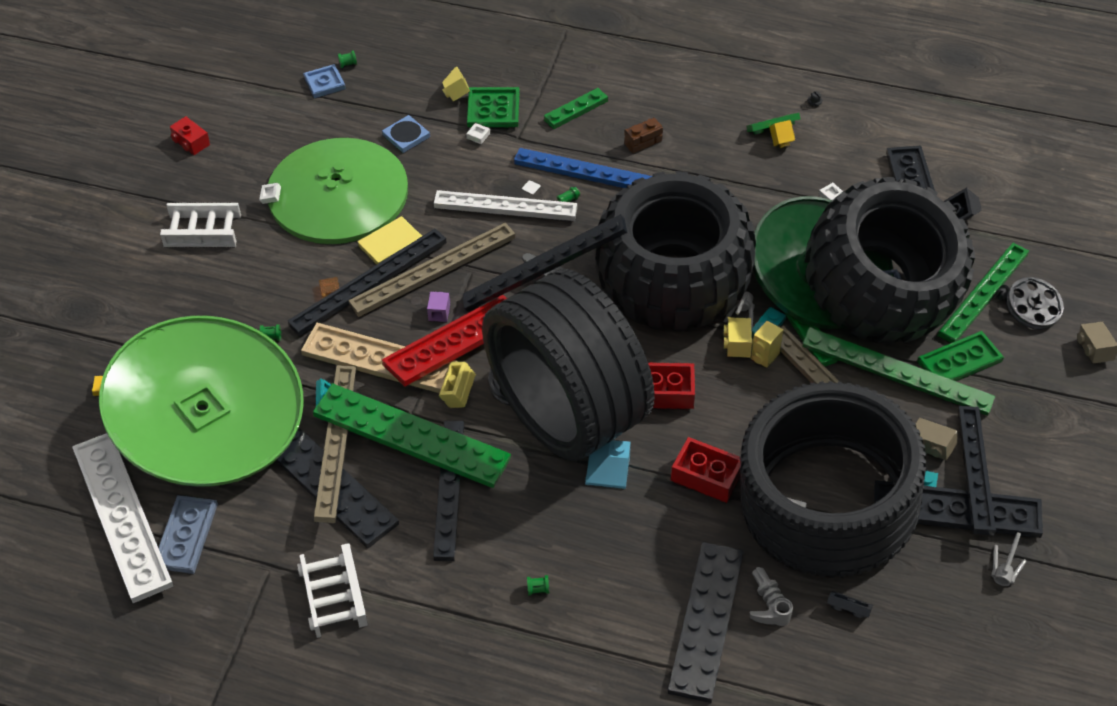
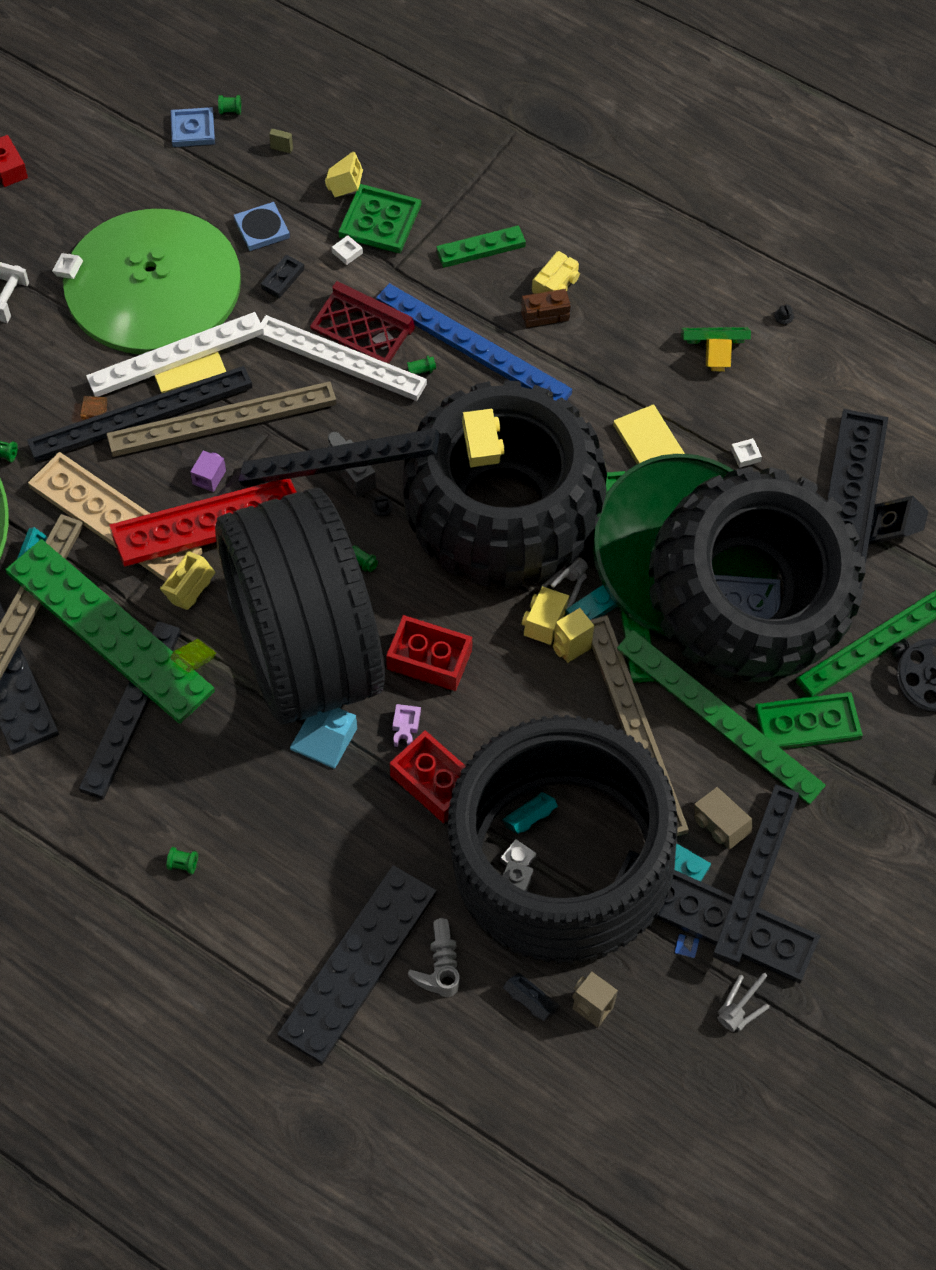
camera: 15 degrees right, 10 degrees up
(378, 234) = (175, 354): none -> white plate
(397, 73) = (281, 140): none -> olive tile
(437, 162) = (282, 276): none -> black plate
(484, 435) = (193, 655): none -> clear neon green tile
(514, 167) = (367, 306): none -> dark red fence
(641, 111) = (556, 274): none -> light yellow brick
(658, 211) = (481, 437): none -> light yellow brick
(667, 439) = (405, 722): none -> lavender plate
(755, 199) = (646, 434): none -> light yellow tile
(790, 474) = (529, 813): none -> teal plate
(899, 589) = (594, 998): none -> dark tan brick
(946, 536) = (687, 946): none -> blue sticker

